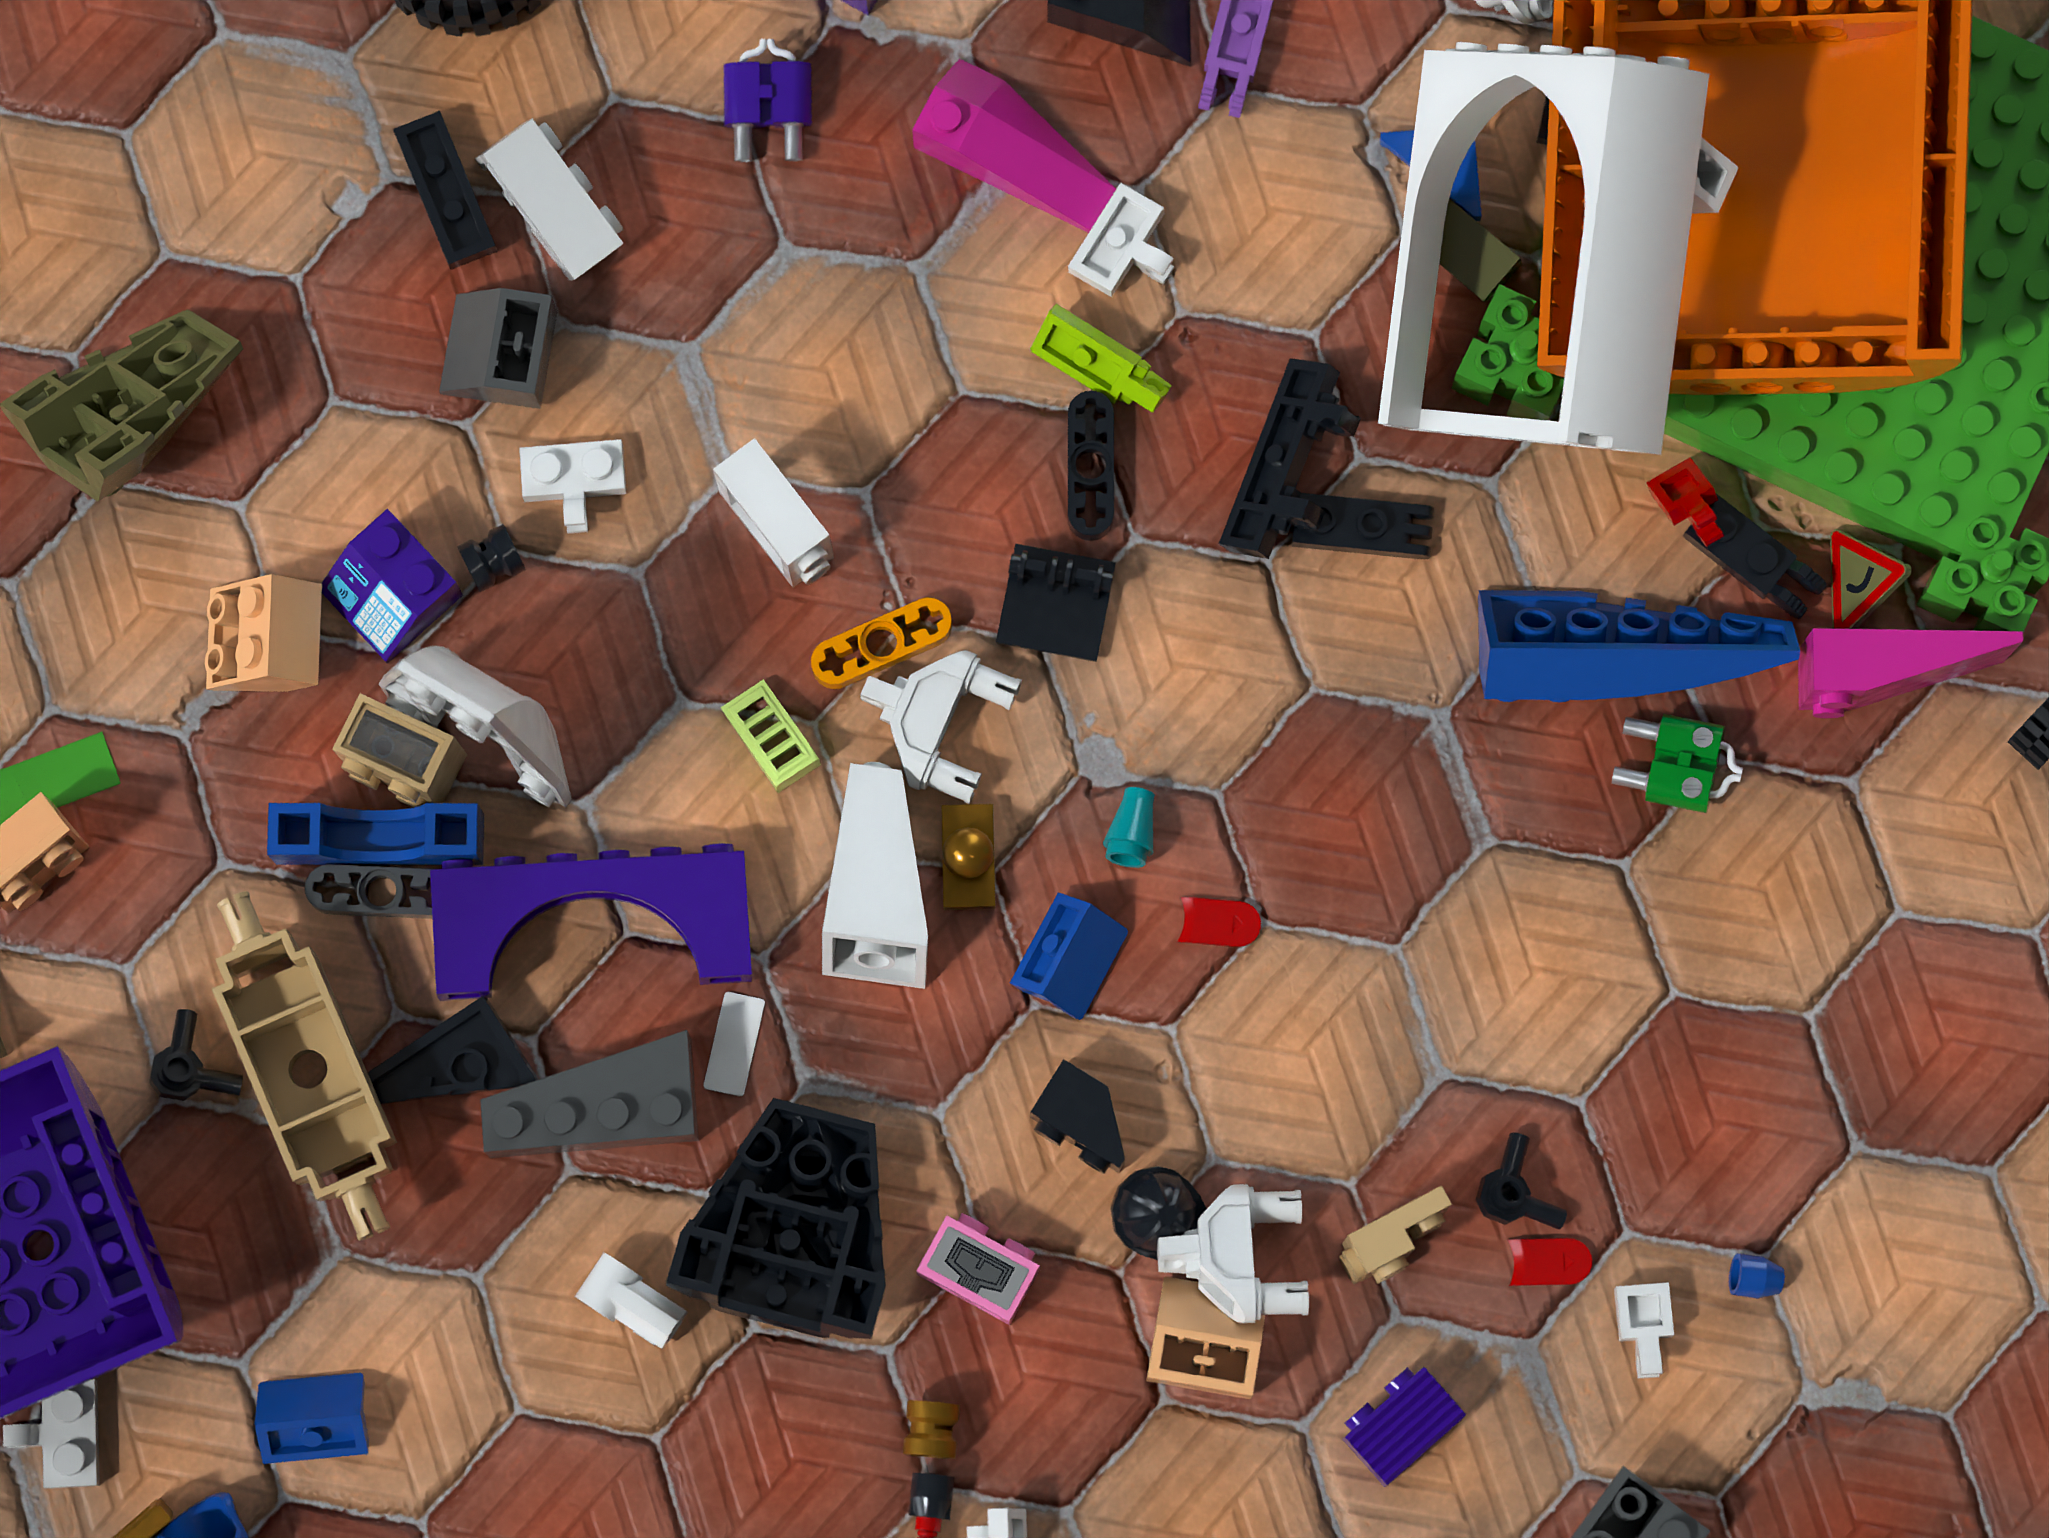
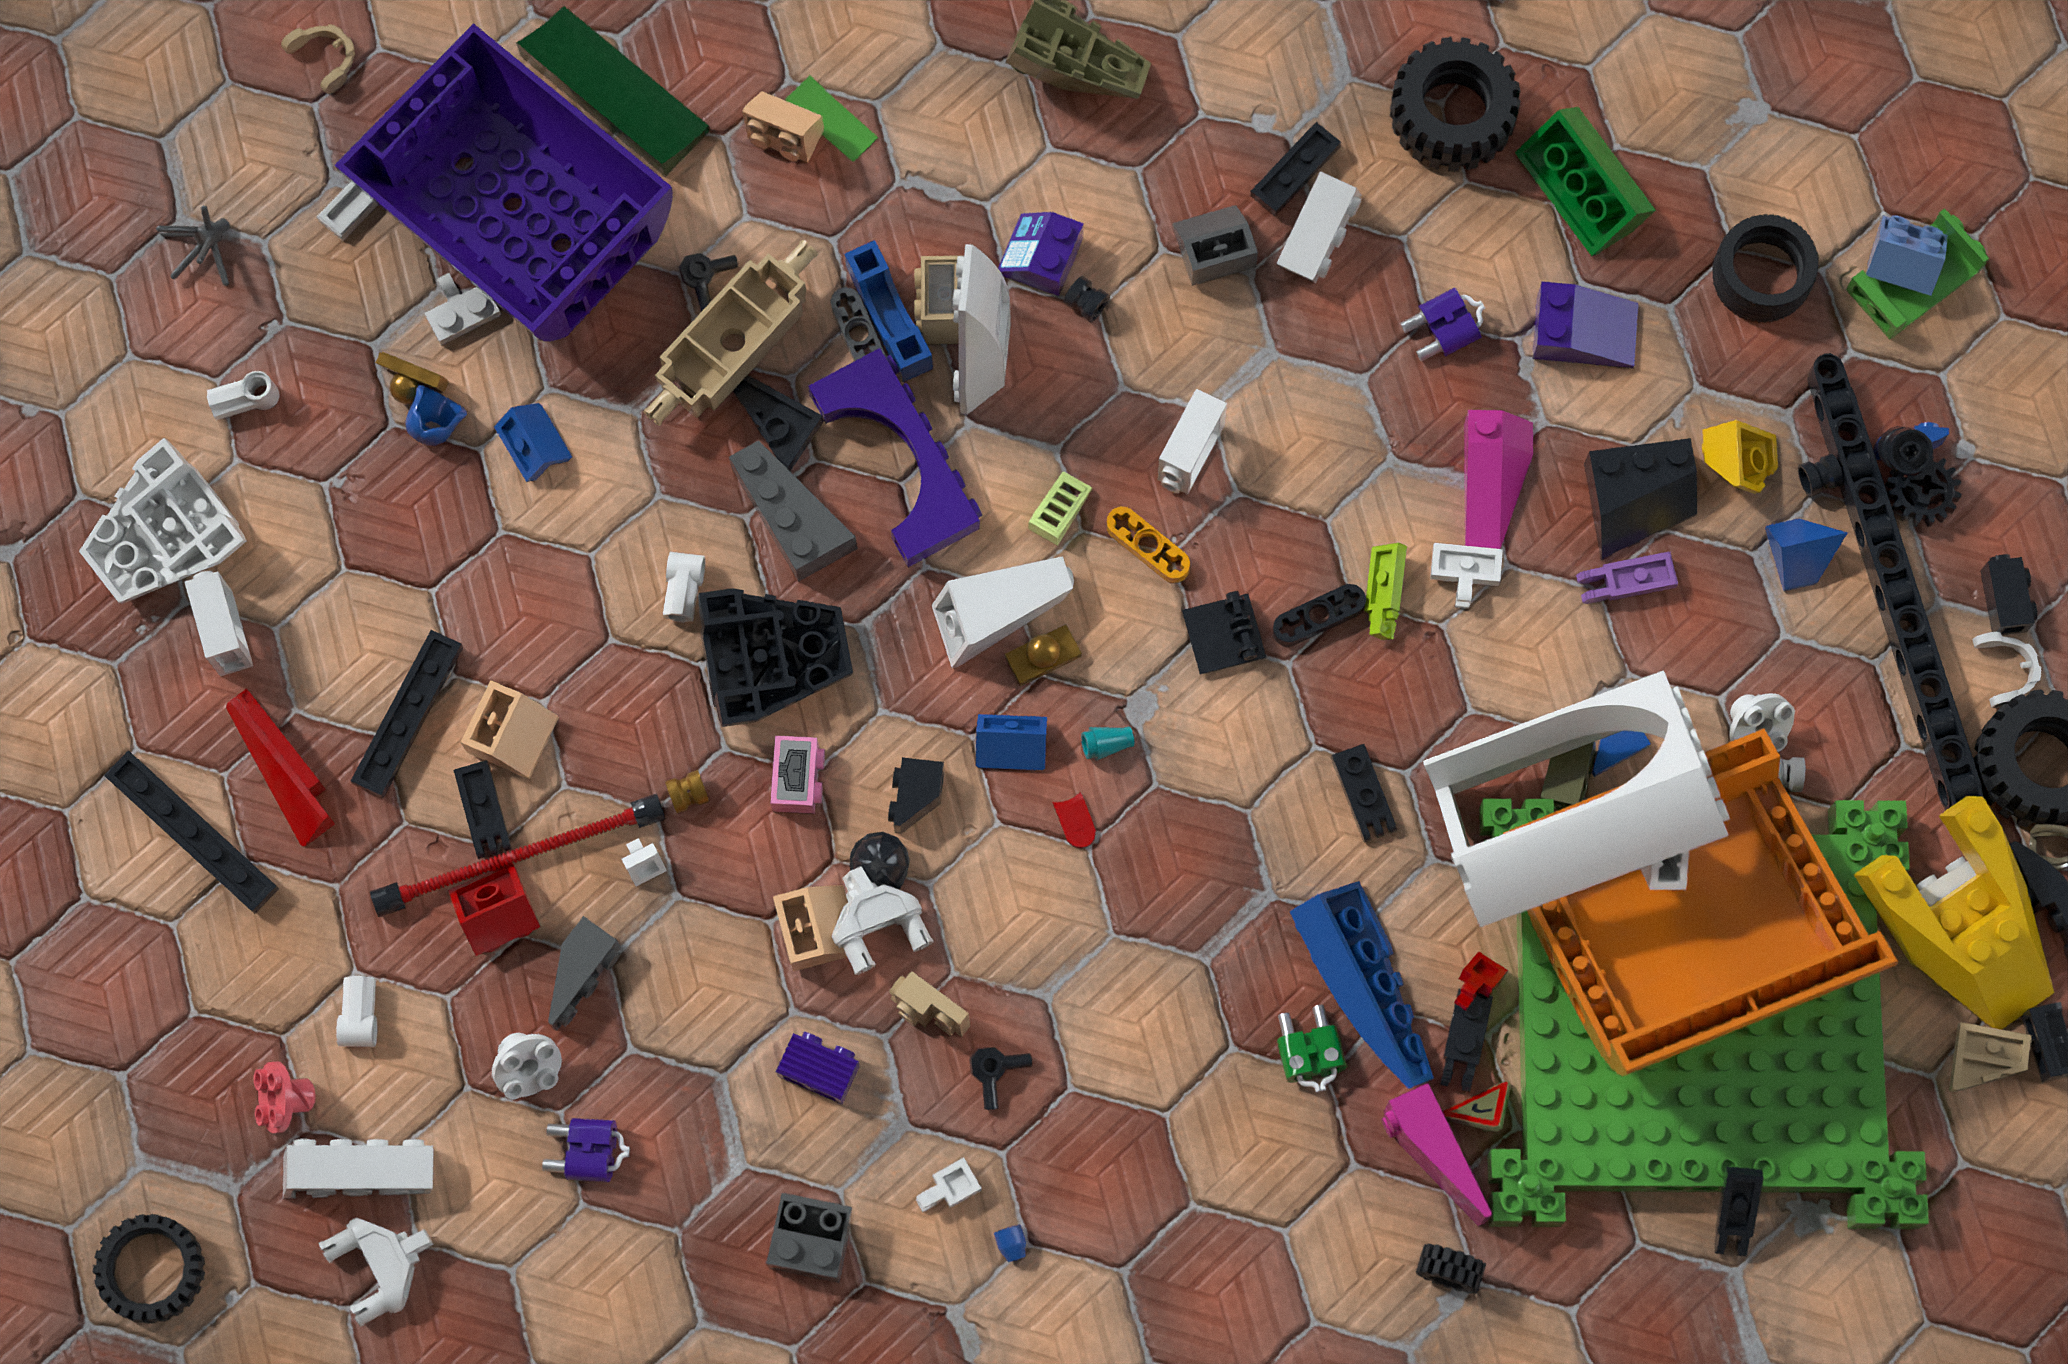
camera: 65 degrees right, 5 degrees down
(264, 635) = (976, 195): light nougat slope -> none
(572, 475) = (1161, 322): white plate -> none
(734, 1044) = (865, 574): white sticker -> none
(922, 710) = (1117, 586): white connector -> none
(1268, 493) = (1406, 721): black hinge -> none
(1549, 1261) = (962, 1114): red piece -> none

